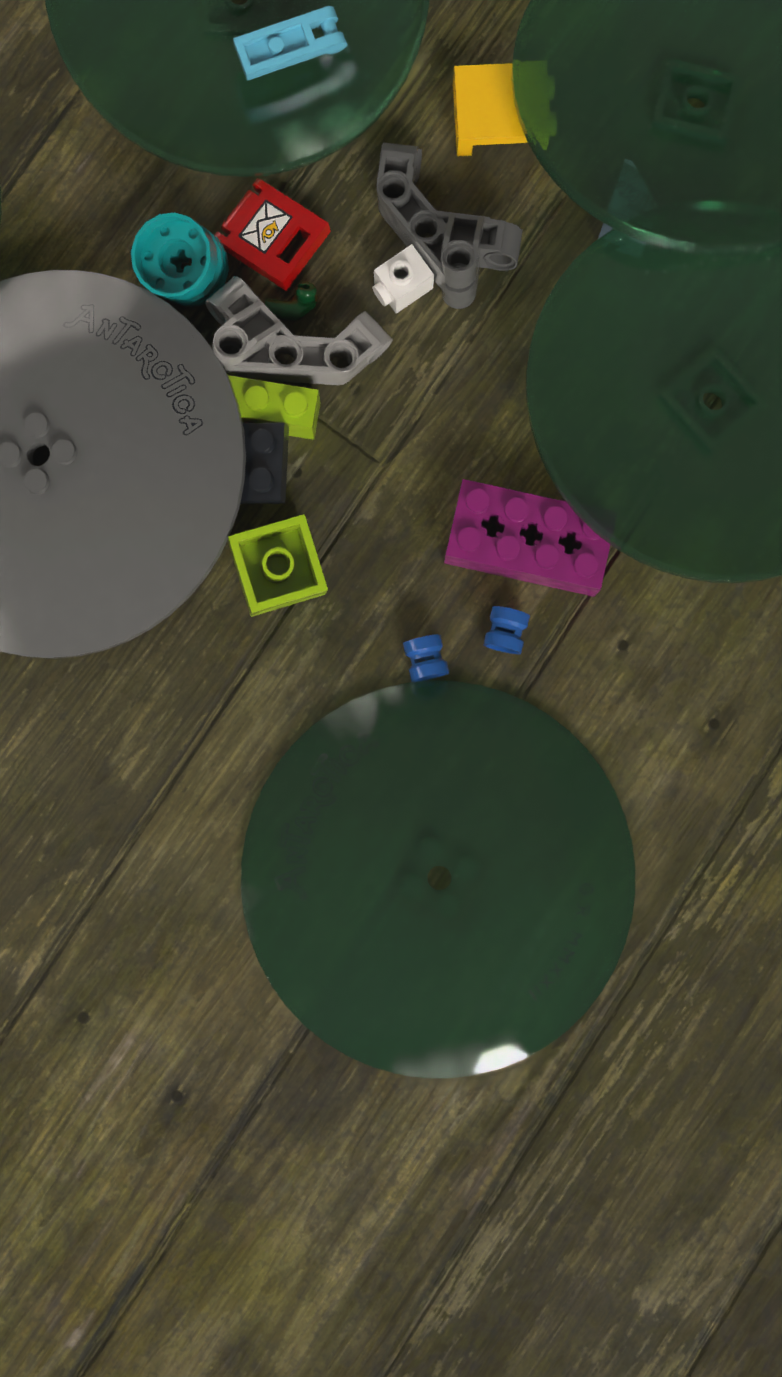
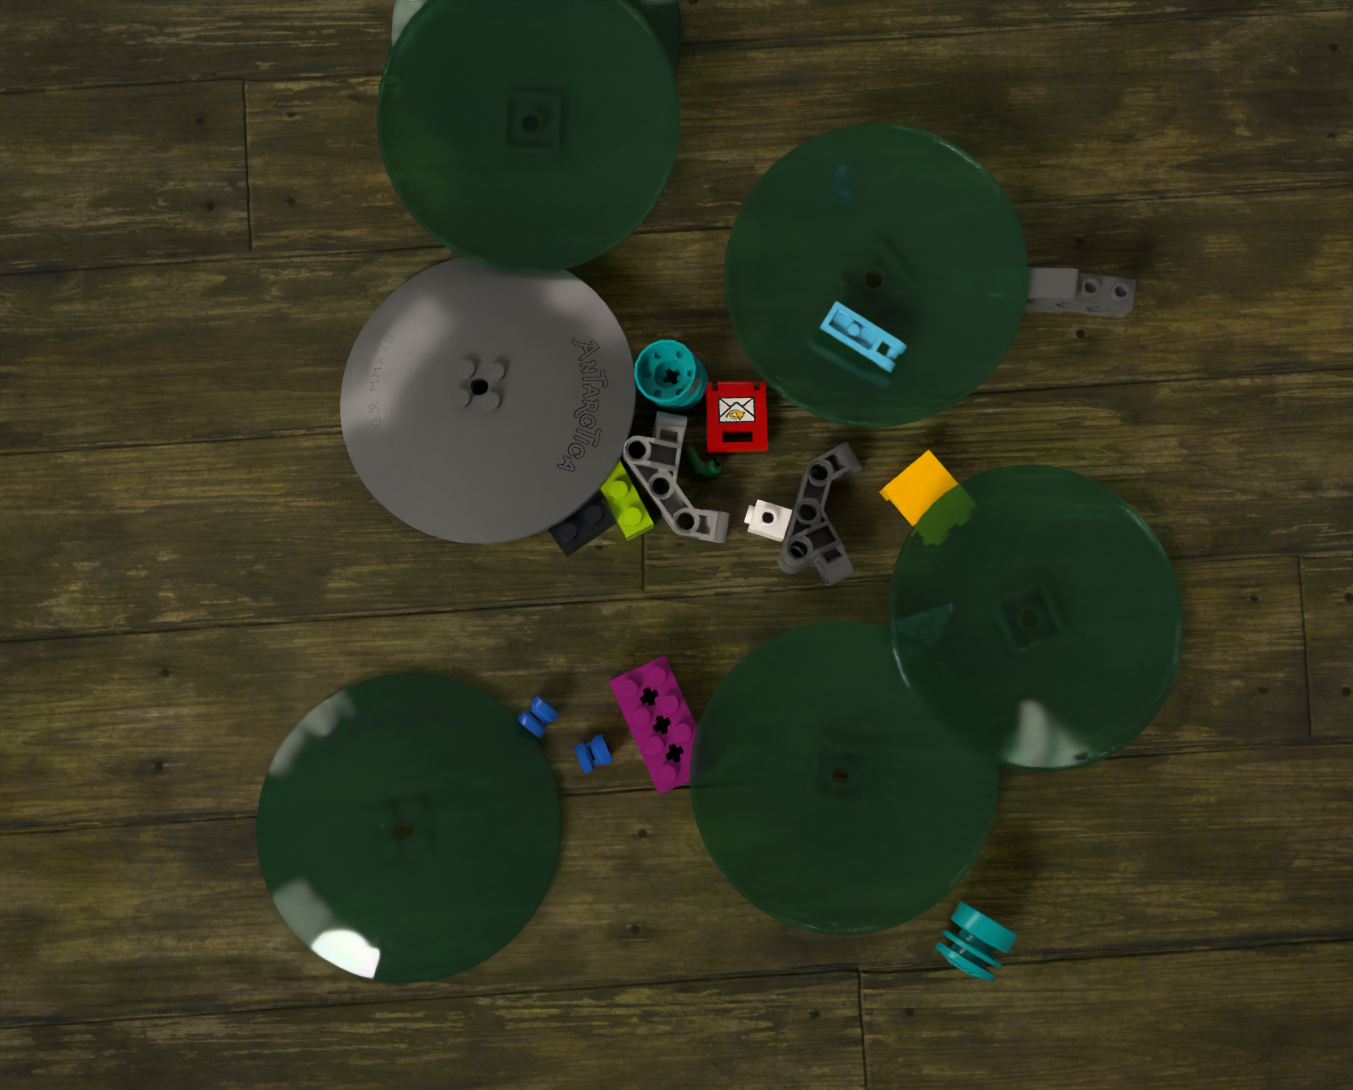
camera: 55 degrees right, 0 degrees up
(277, 565) = (525, 581): lime brick -> none

